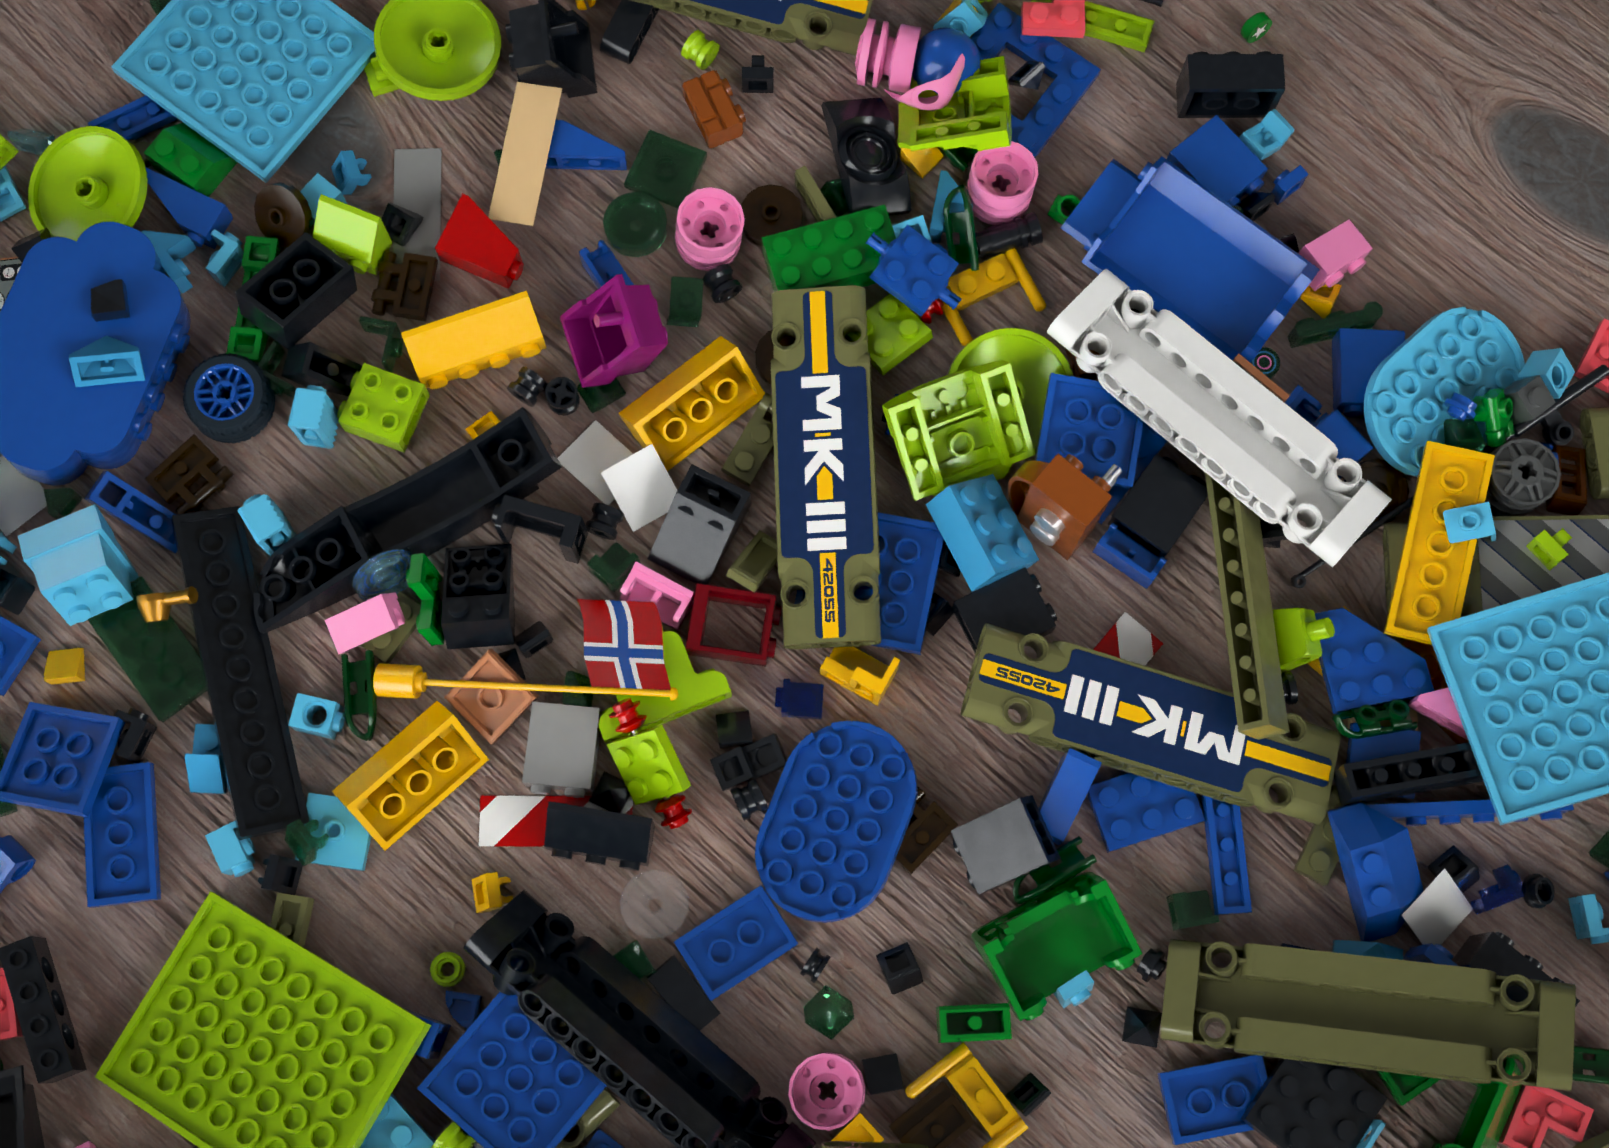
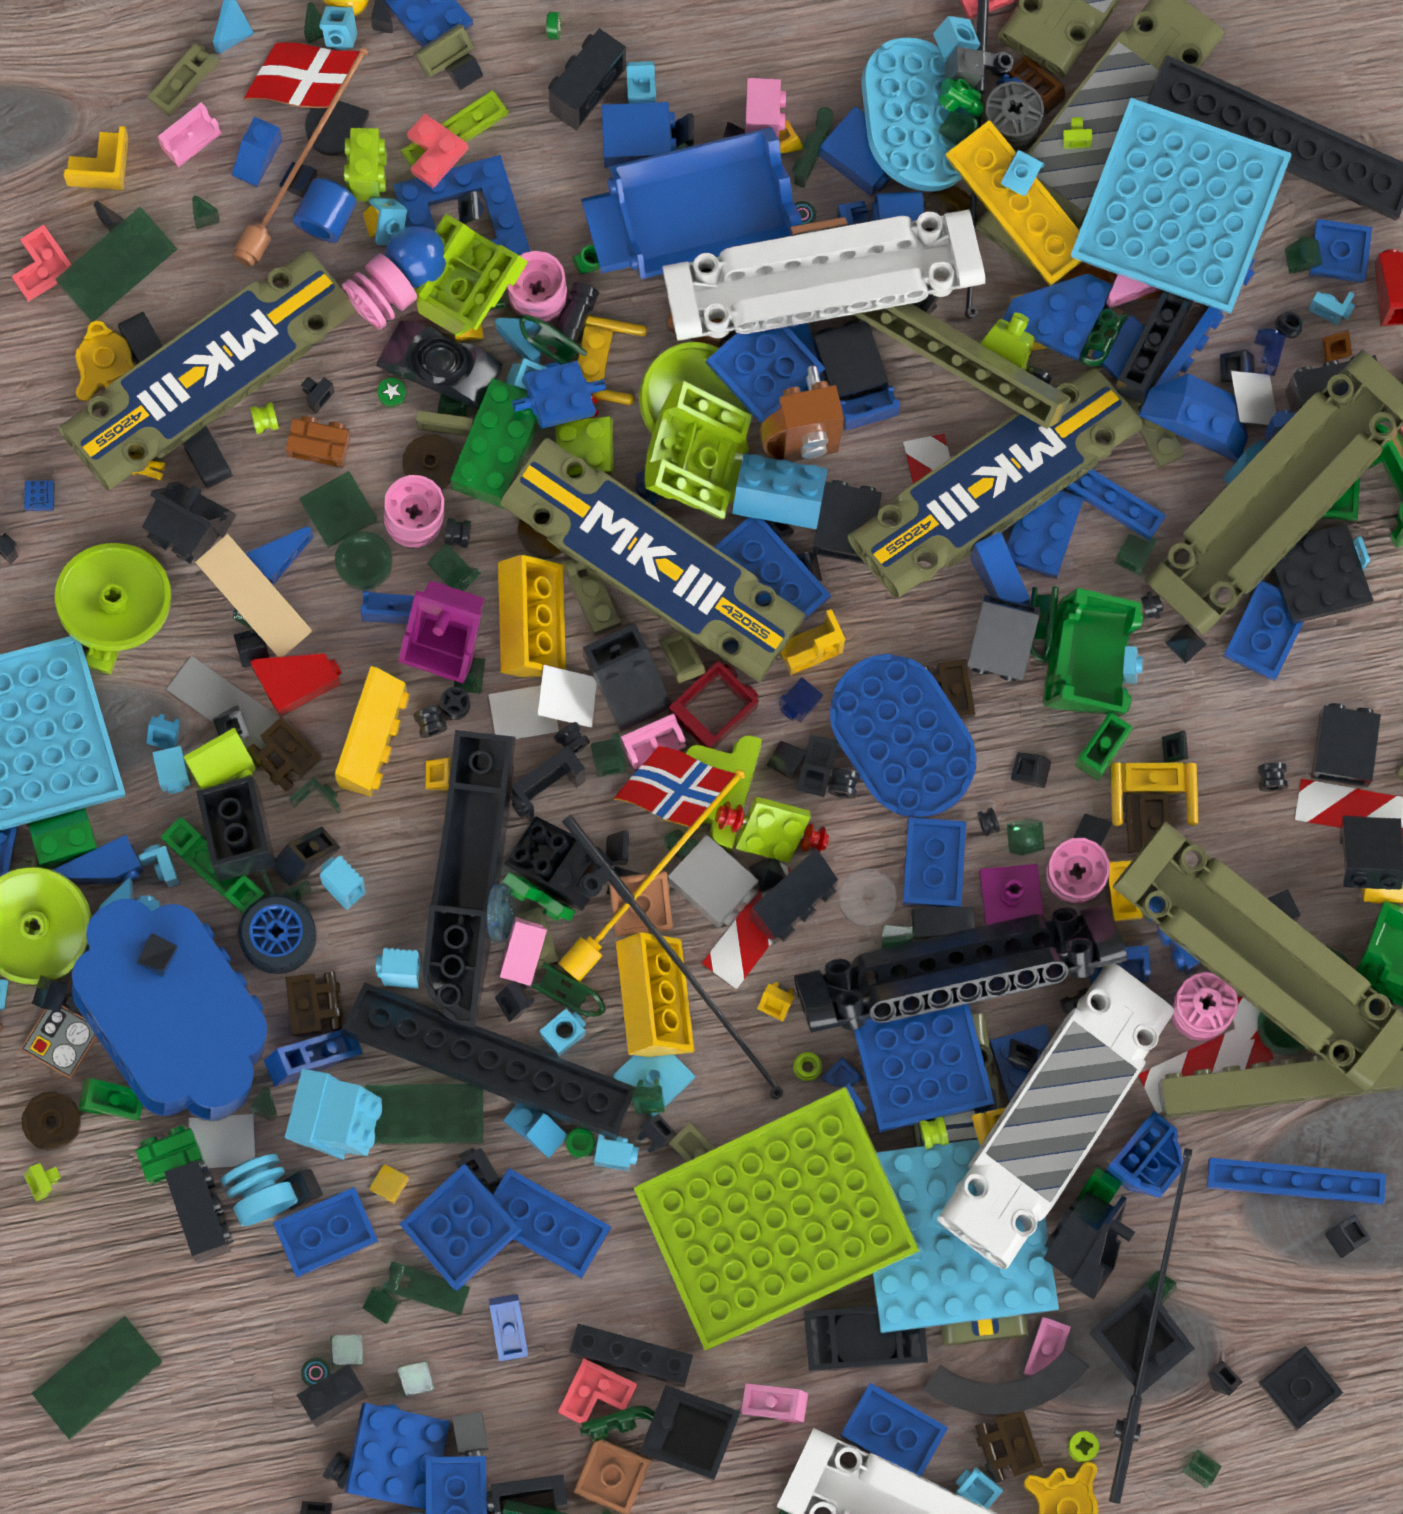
camera: 55 degrees left, 0 degrees up
(106, 363) = (203, 987): dark azure slope -> none
(157, 606) = (401, 1084): pearl gold bar -> none
(220, 810) = (580, 1142): none -> green tile
(282, 213) = (164, 788): dark brown plate -> none
(314, 649) = (513, 1001): none -> black tile
(383, 407) = (369, 831): lime brick -> none
(481, 189) = (250, 647): none -> black slope
(487, 643) = (607, 873): none -> black piece
(761, 1040) = (1010, 892): none -> magenta tile
(809, 137) = (391, 392): none -> green tile
(944, 87) = (440, 289): bright pink piece -> none
(1288, 183) = (686, 96): blue plate -> none
(1460, 407) = (939, 114): blue plate -> none
(1556, 954) = (1336, 346): none -> dark orange slope

